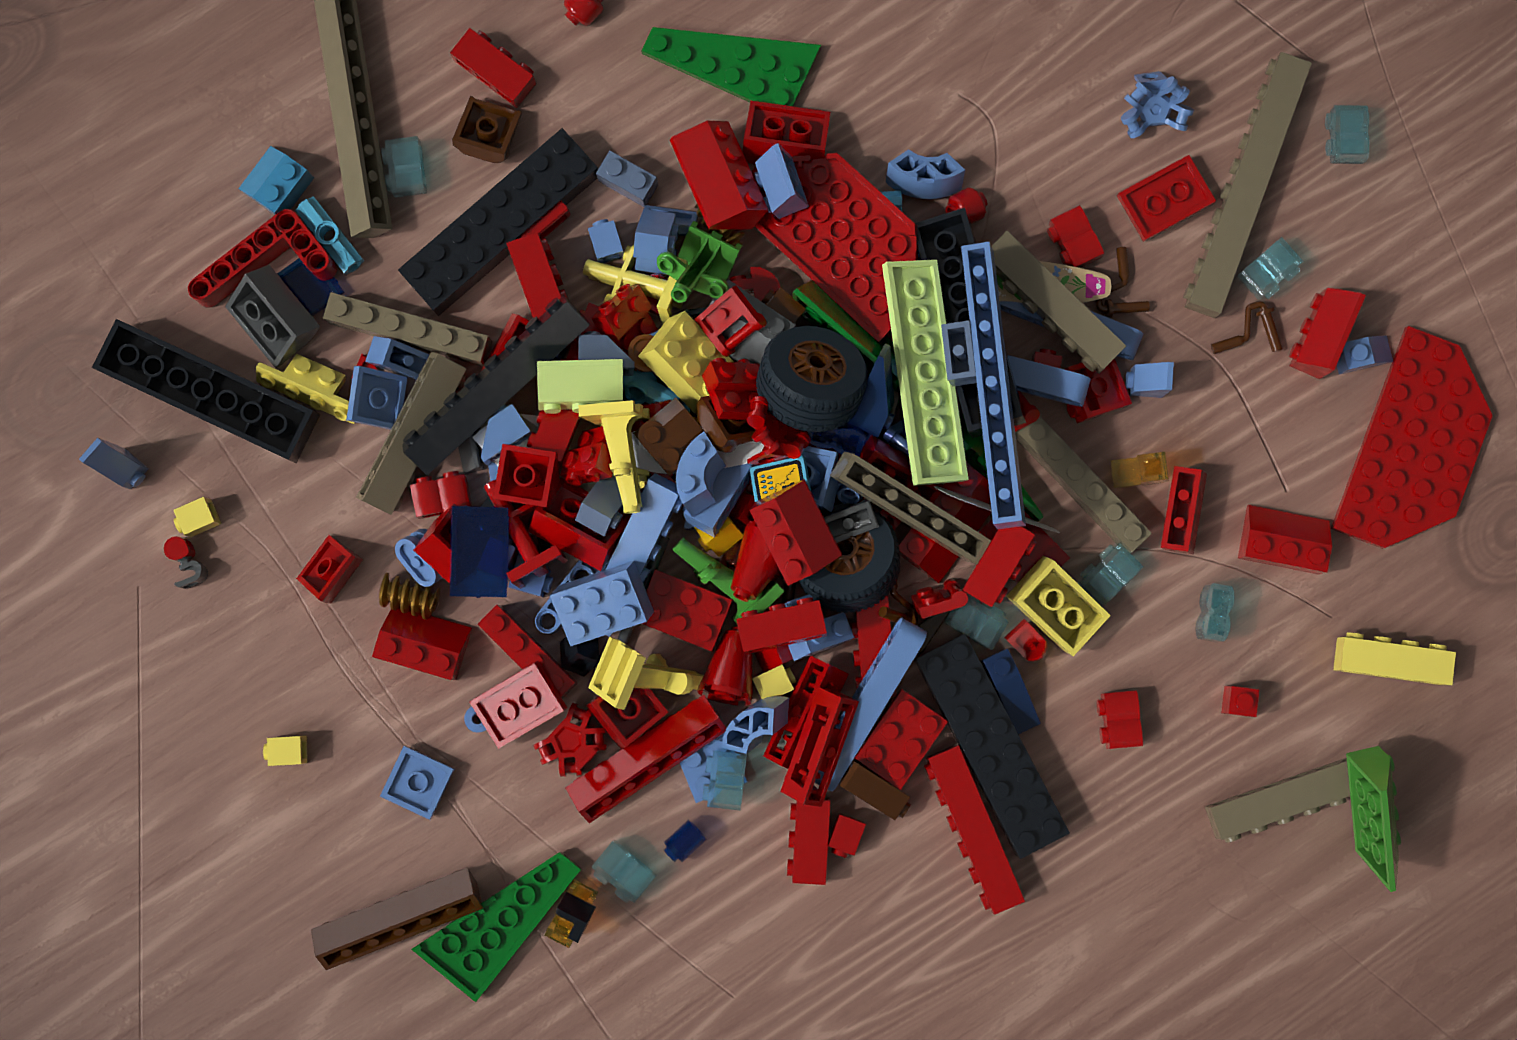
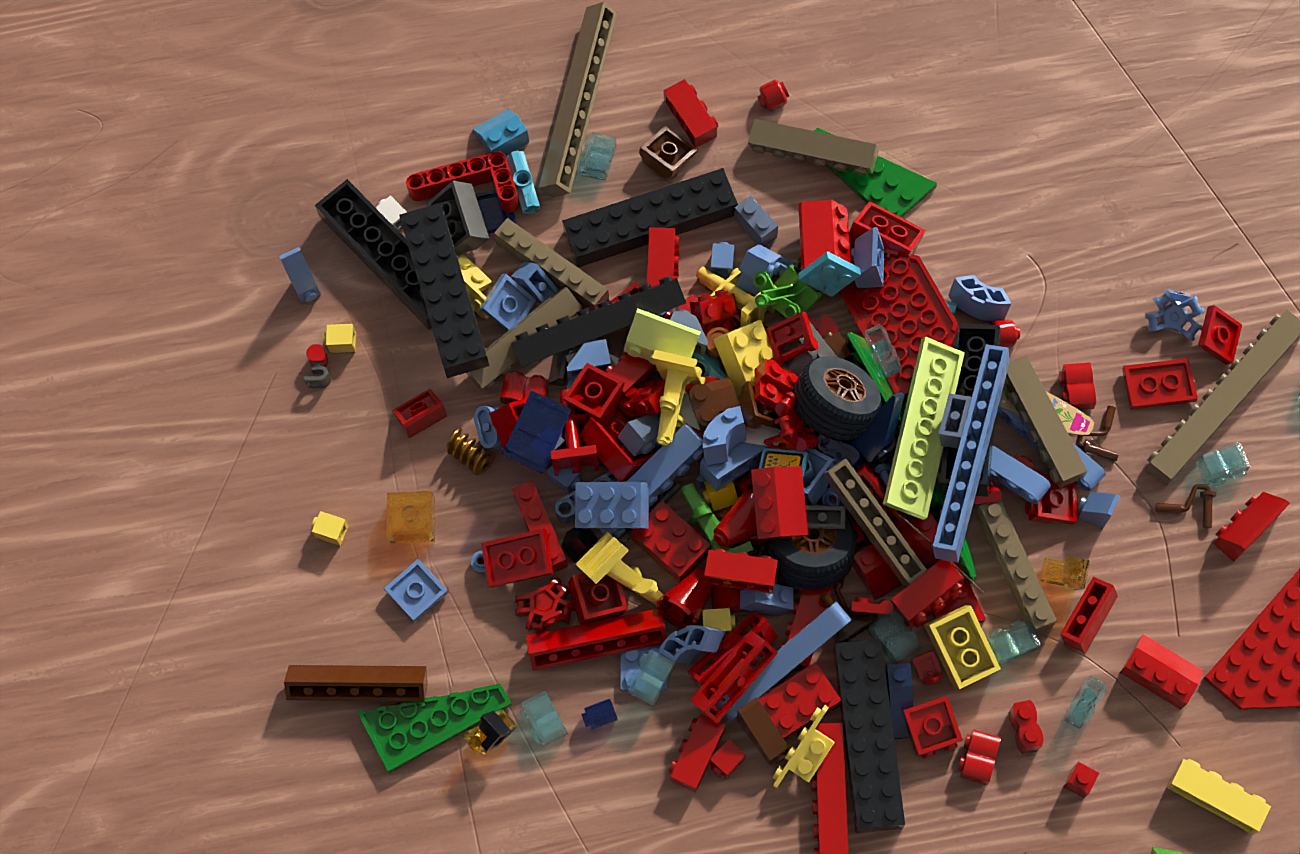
camera: 20 degrees right, 15 degrees down
(189, 337) = (391, 210): none -> white brick
(294, 417) = (444, 290): none -> black brick
(374, 700) = (411, 517): none -> clear yellow brick
(422, 644) = (464, 491): red slope -> none
(549, 221) = (690, 229): red tile -> none
(658, 57) = (813, 146): none -> dark tan brick
(742, 221) = (829, 274): none -> medium azure plate
(841, 293) = (883, 350): none -> clear light blue brick
(934, 797) = (809, 753): none -> light yellow bracket
(1058, 709) = (932, 727): none -> red plate
(1156, 659) = (1028, 733): none -> red brick
(1215, 112) = (1220, 334): none -> red plate
(1364, 354) = (1274, 553): medium blue slope -> none

